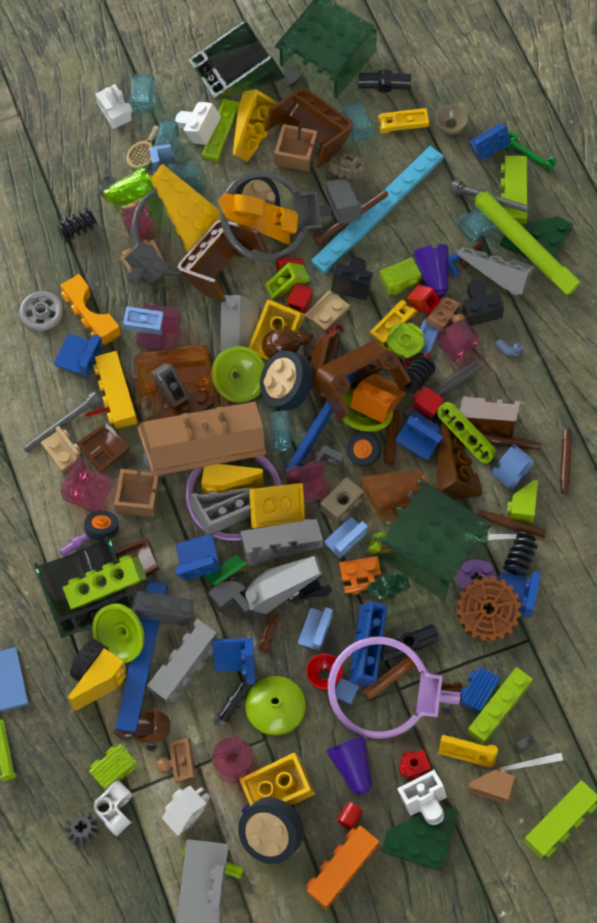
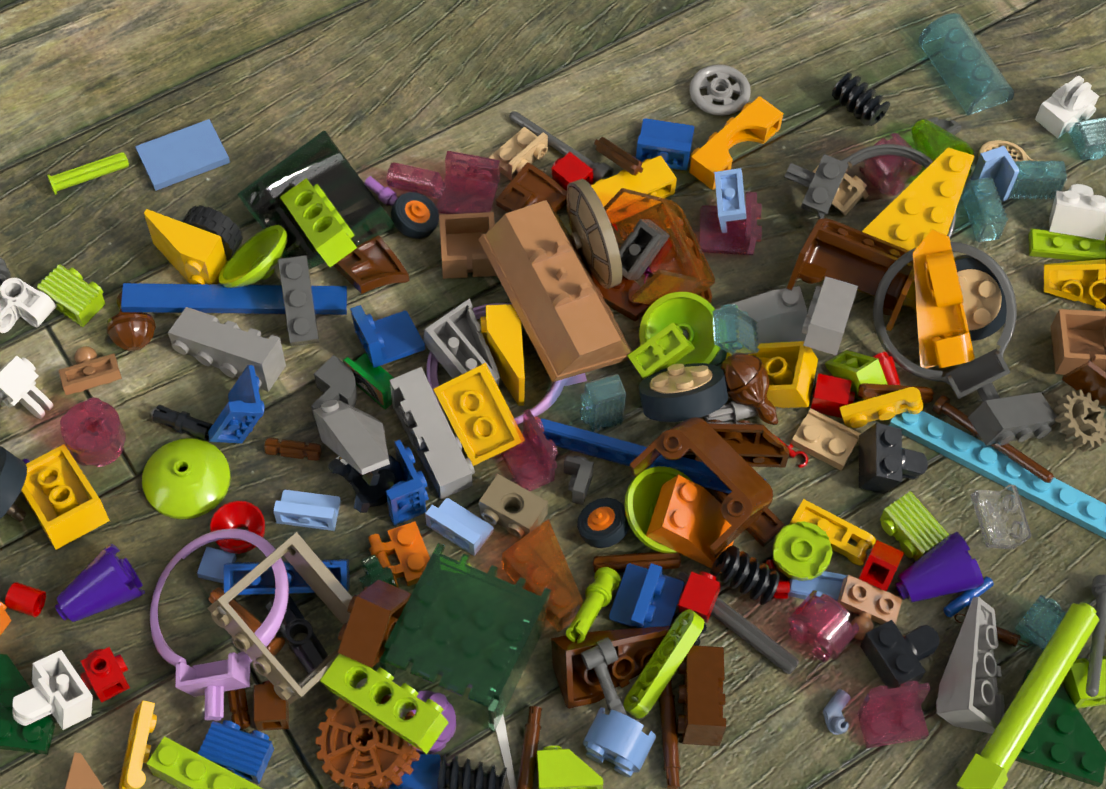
camera: 75 degrees right, 5 degrees down
(61, 156) = (964, 64): none -> clear light blue brick
(73, 520) = (415, 180): none -> clear pink brick
(87, 383) = (618, 156): none -> reddish brown axle
(91, 418) = (571, 169): none -> red brick
(166, 401) = (593, 234): none -> dark tan dish
(250, 338) = (735, 330): none -> clear light blue brick
(253, 386) = (661, 351): none -> lime hinge
(254, 281) = (828, 315): none -> light grey wedge
(308, 261) = (869, 391): none -> reddish brown axle
(319, 269) = (882, 407): none -> yellow plate
(324, 556) = (407, 497): none -> blue bracket
(402, 227) = (1001, 517): none -> clear bracket
(415, 461) = (597, 596): none -> lime pin
(424, 609) = (320, 581): none -> dark tan window
(425, 581) = (371, 622): none -> reddish brown slope
(452, 666) = (269, 709): none -> reddish brown brick
(463, 465) = (599, 658): none -> dark grey brick
(488, 561) = (419, 731): none -> lime brick
(518, 318) = (894, 714): none -> clear pink bracket

